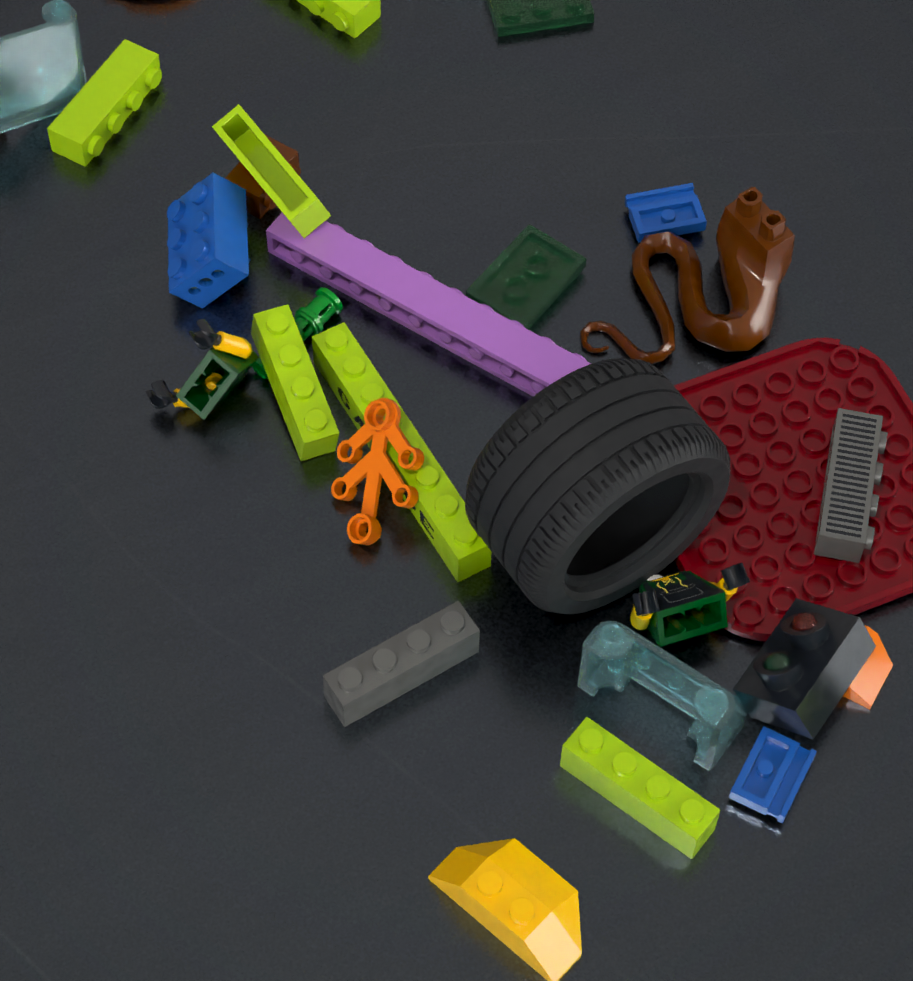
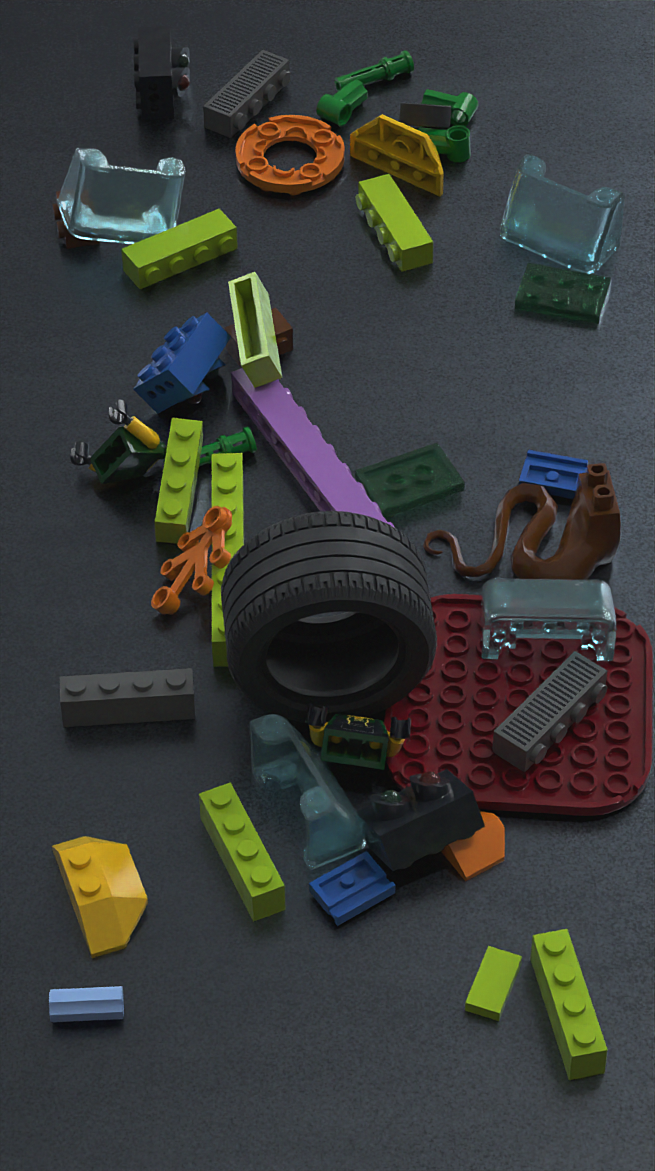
camera: 30 degrees right, 10 degrees down
(778, 375) = (547, 611): none -> clear light blue windscreen

